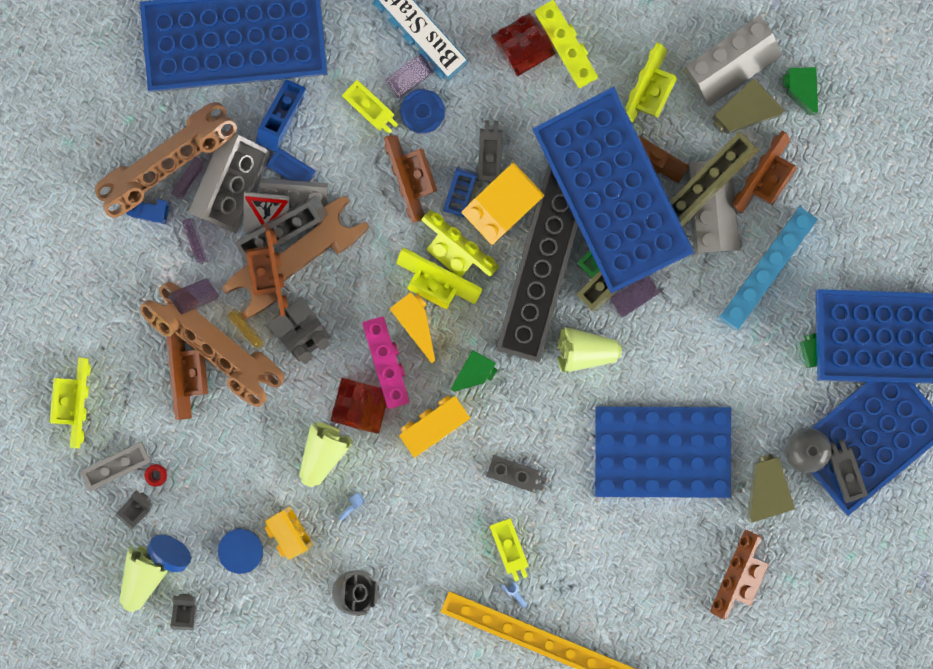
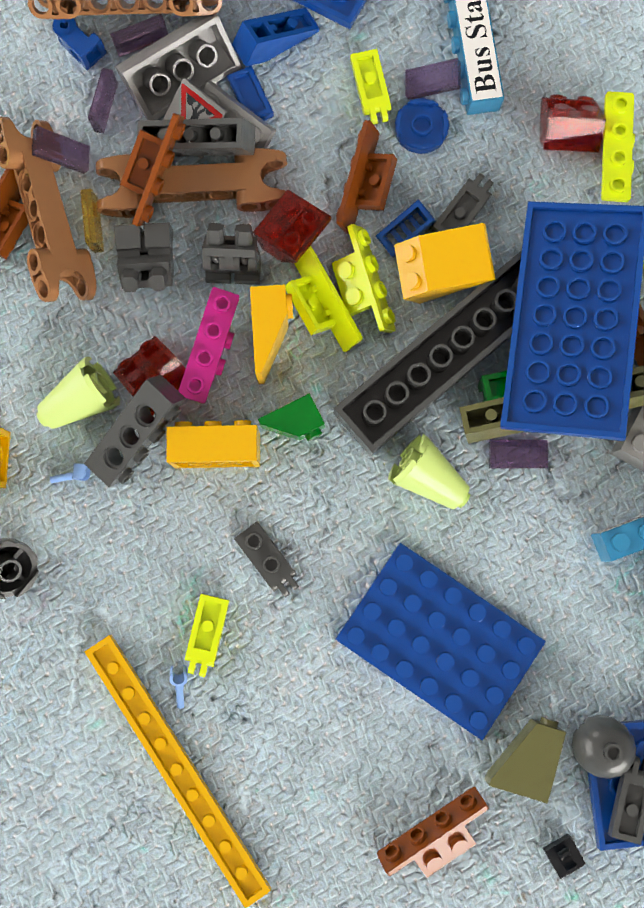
camera: 30 degrees right, 5 degrees down
(359, 292) = (230, 255): none -> dark grey hips
(379, 419) = (106, 458): none -> dark grey brick
(386, 246) = (290, 227): none -> clear red slope
(828, 534) = (564, 856): none -> black tile

